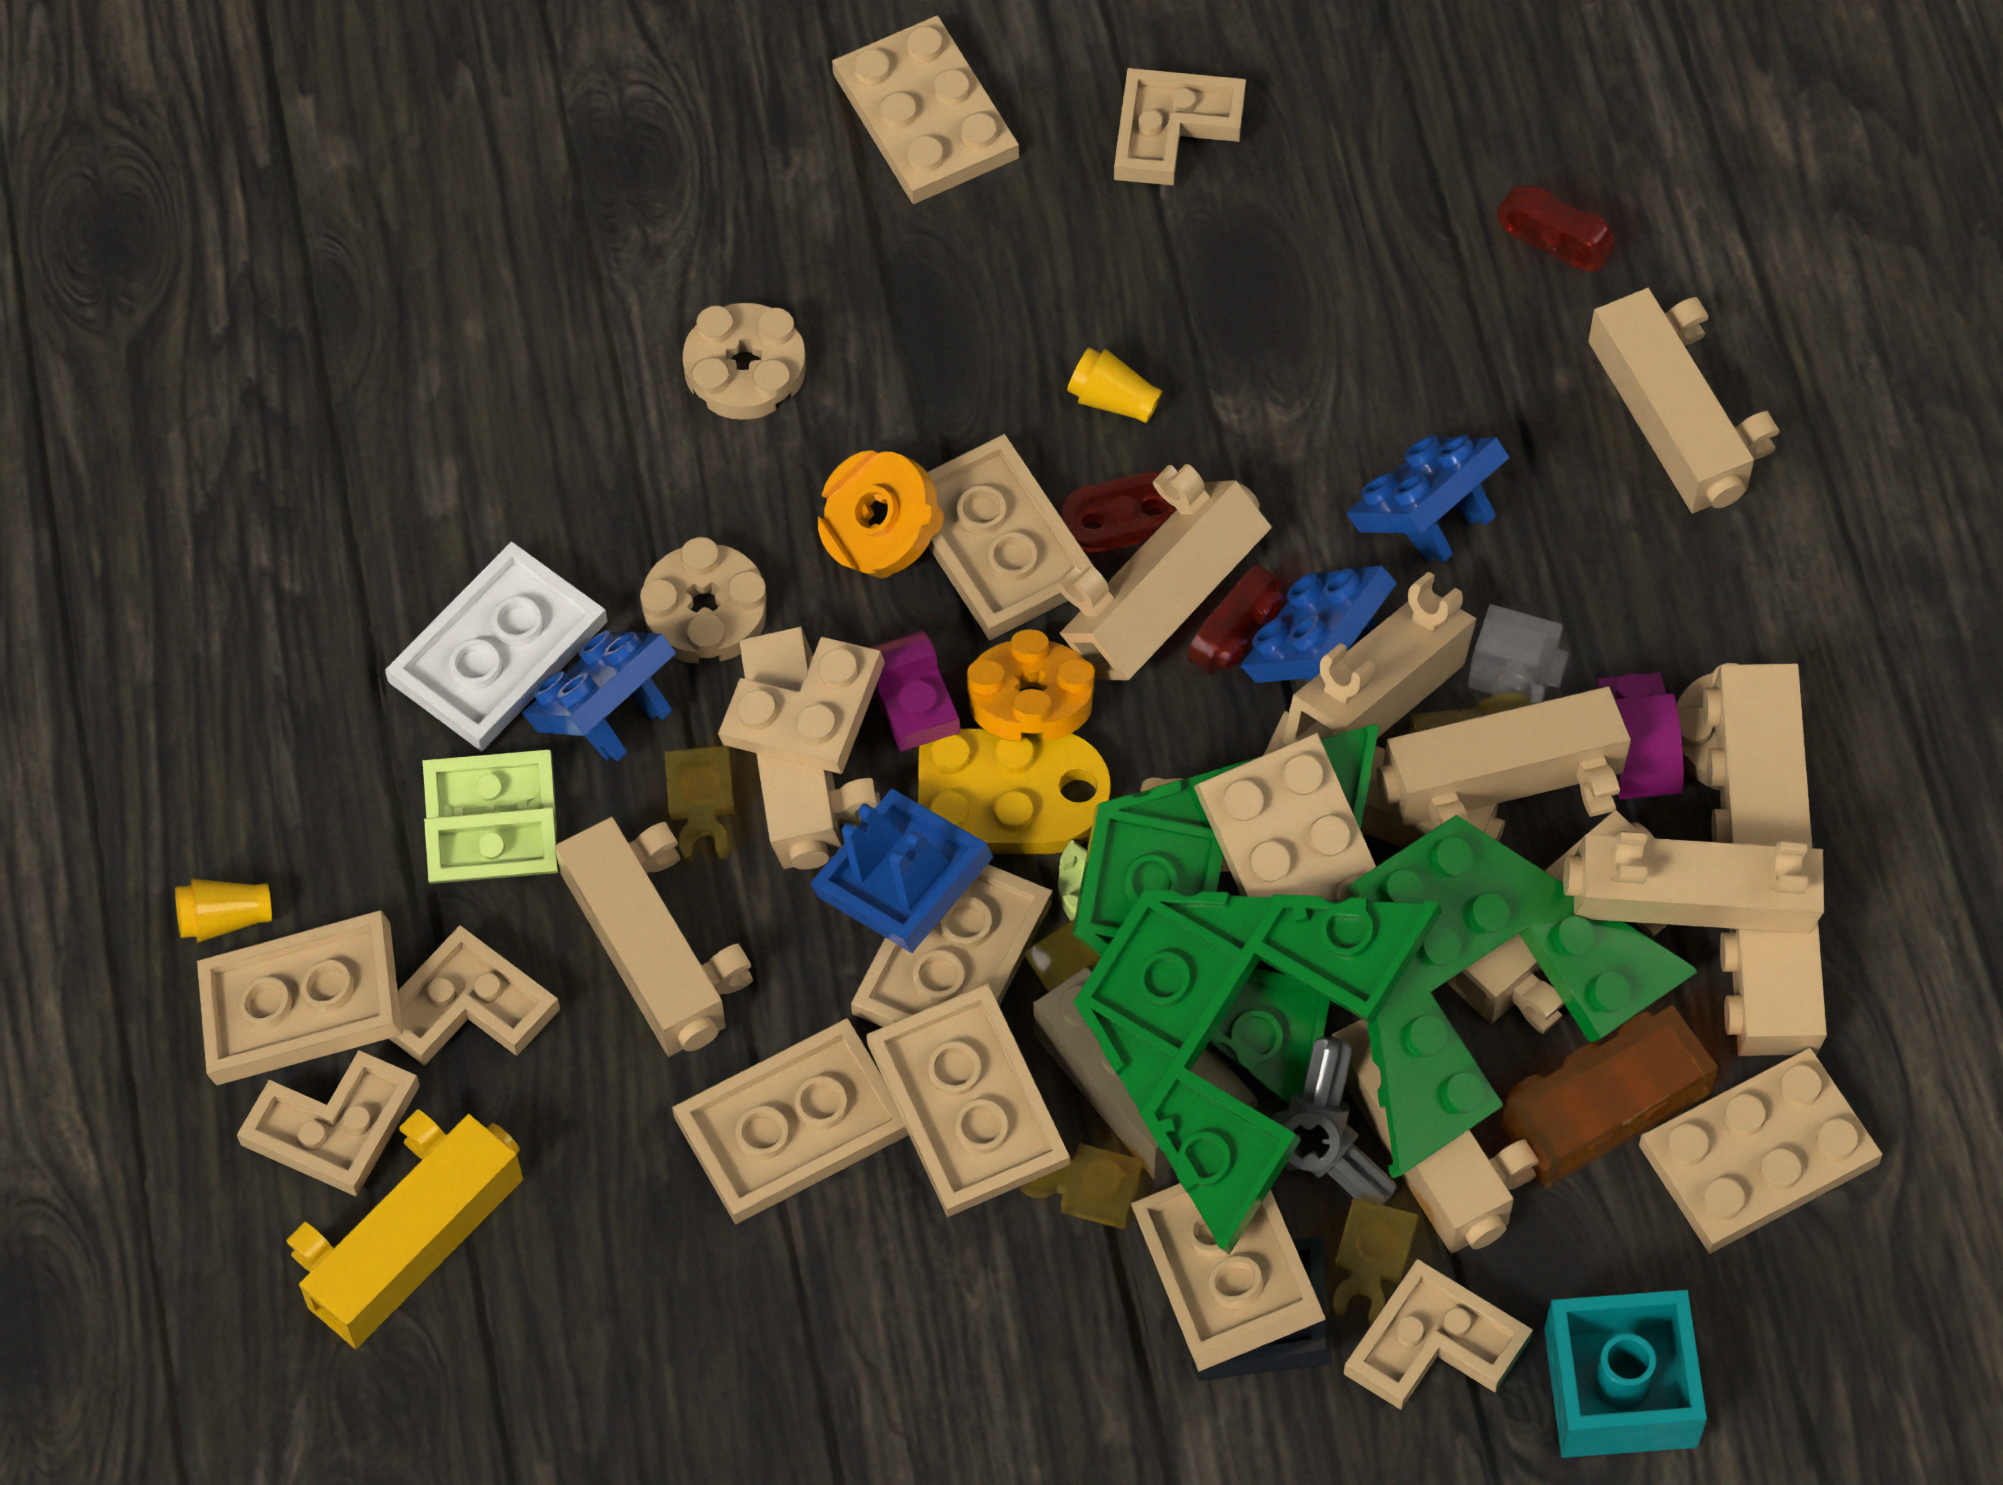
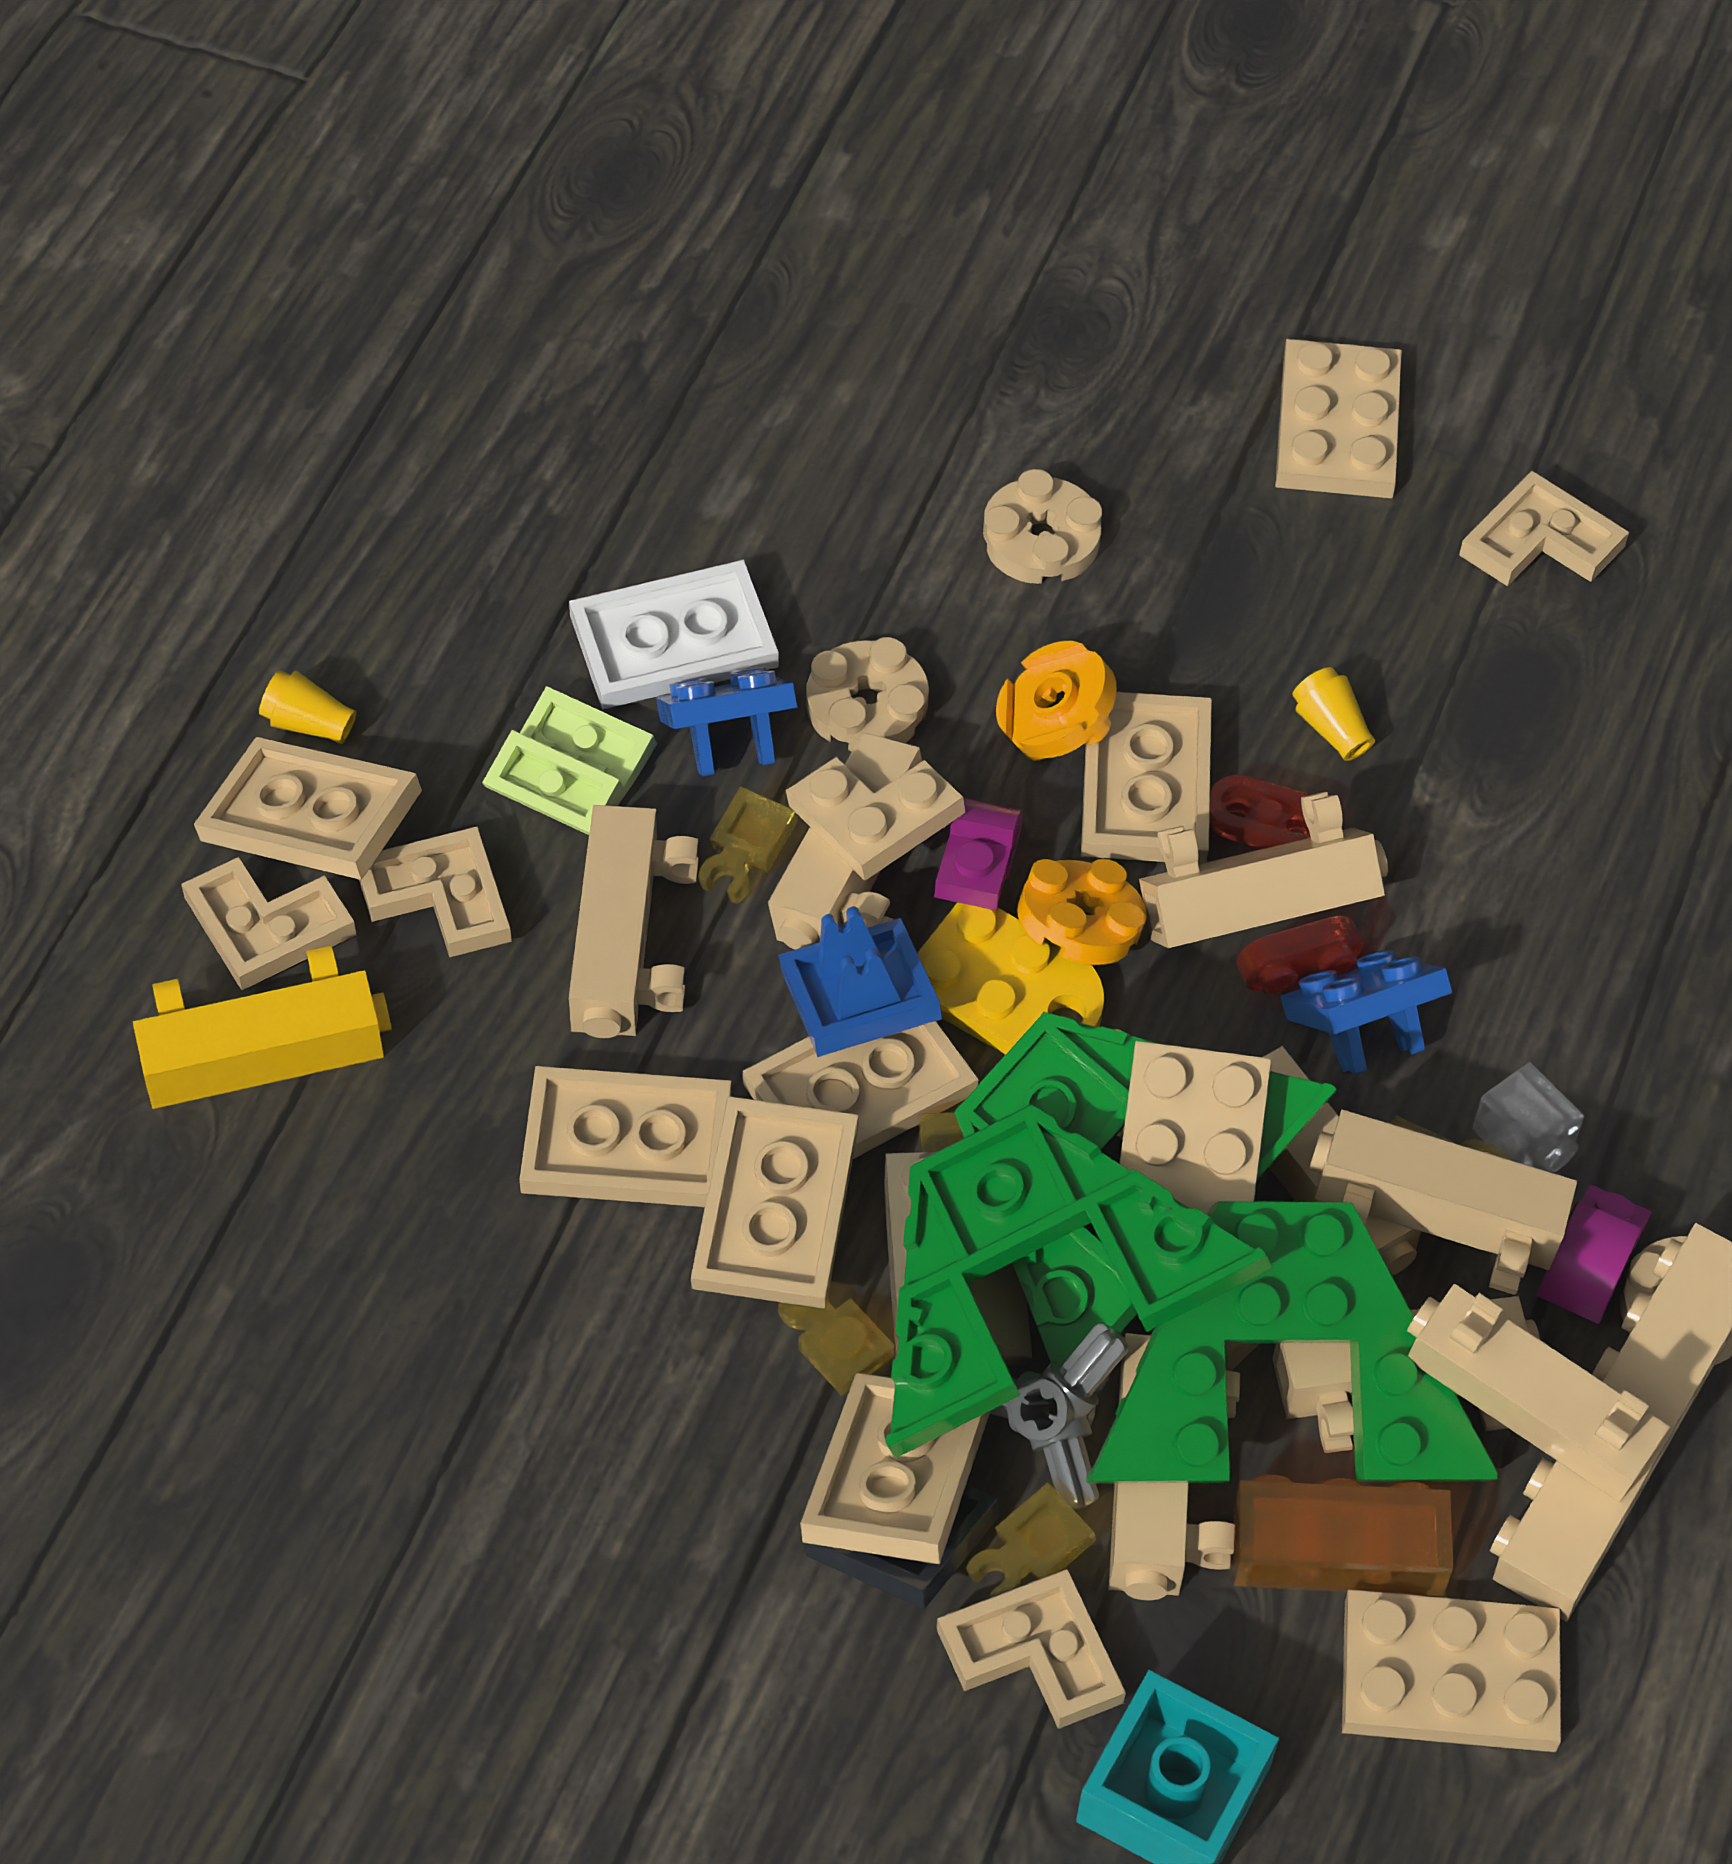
camera: 30 degrees right, 5 degrees down
(1386, 669) = (1394, 1062): tan brick -> none
(1426, 487) = (1562, 931): blue plate -> none

